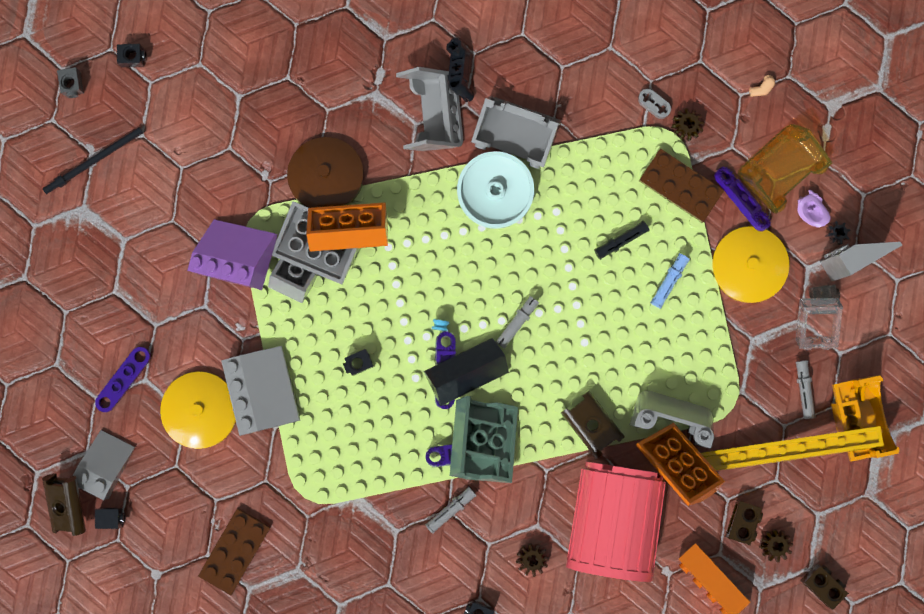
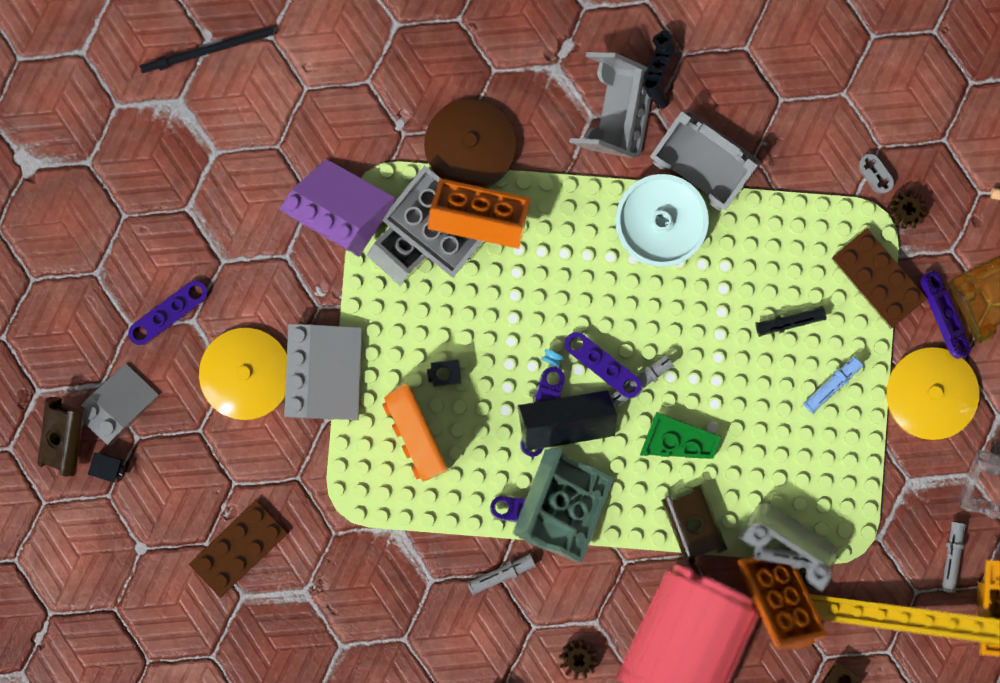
camera: 20 degrees right, 0 degrees up
(349, 418) = (415, 433): none -> orange slope
(483, 319) = (603, 365): none -> dark purple plate
(559, 360) = (678, 439): none -> green wing
(658, 431) = (767, 554): none -> light grey pin

